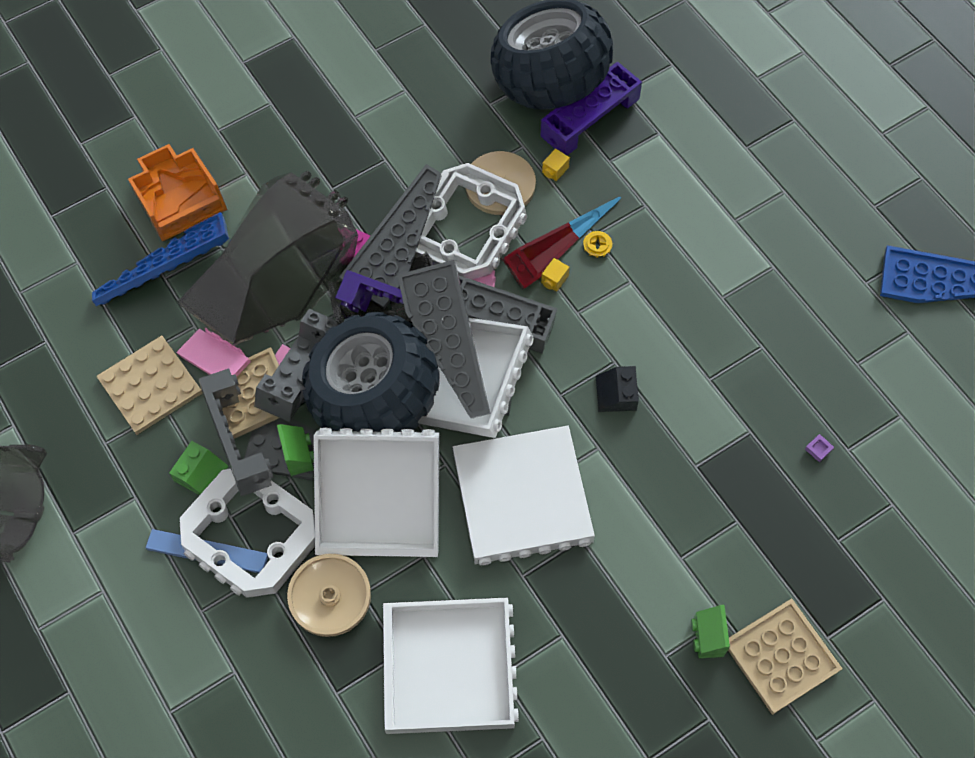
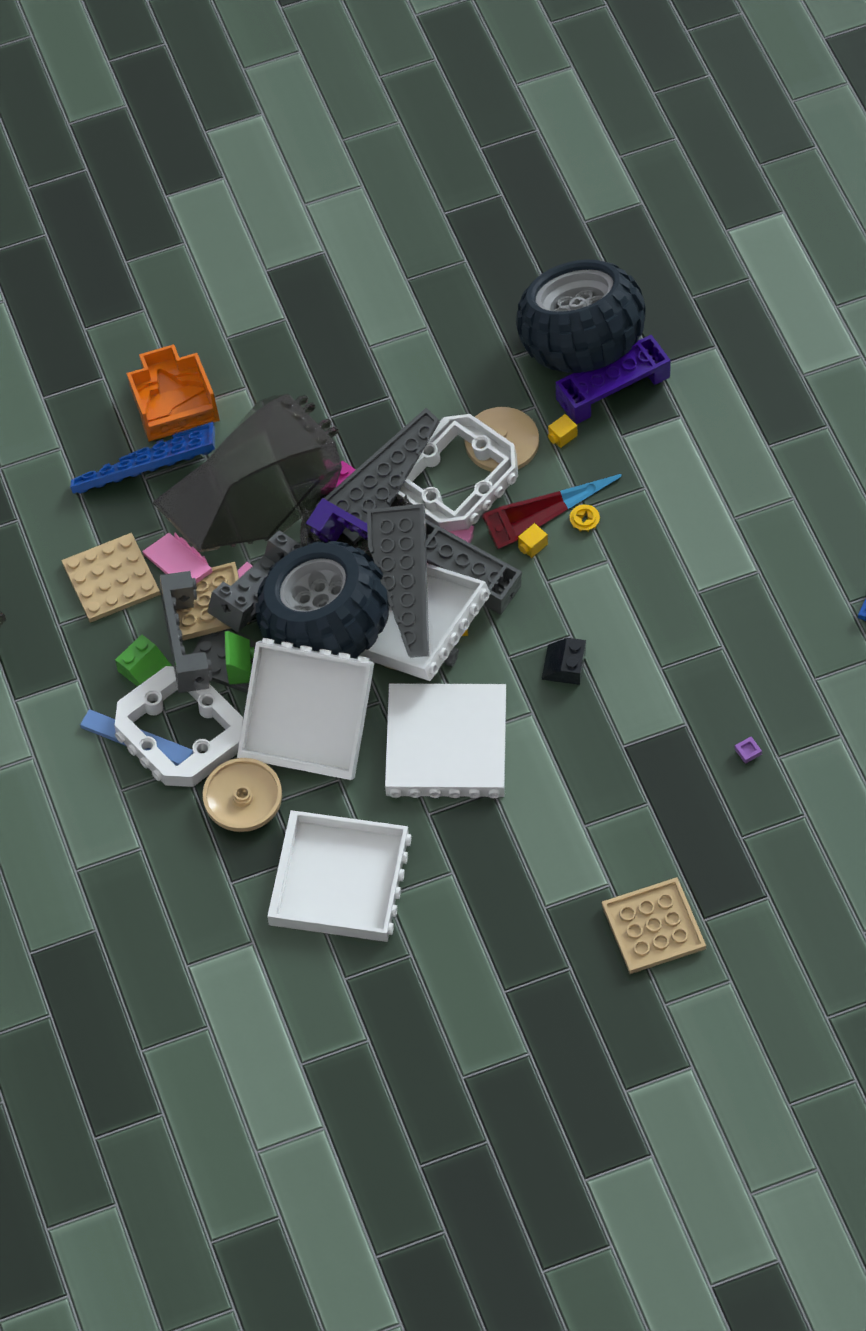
camera: 15 degrees right, 5 degrees down
(711, 632) = (590, 891): bright green slope -> none

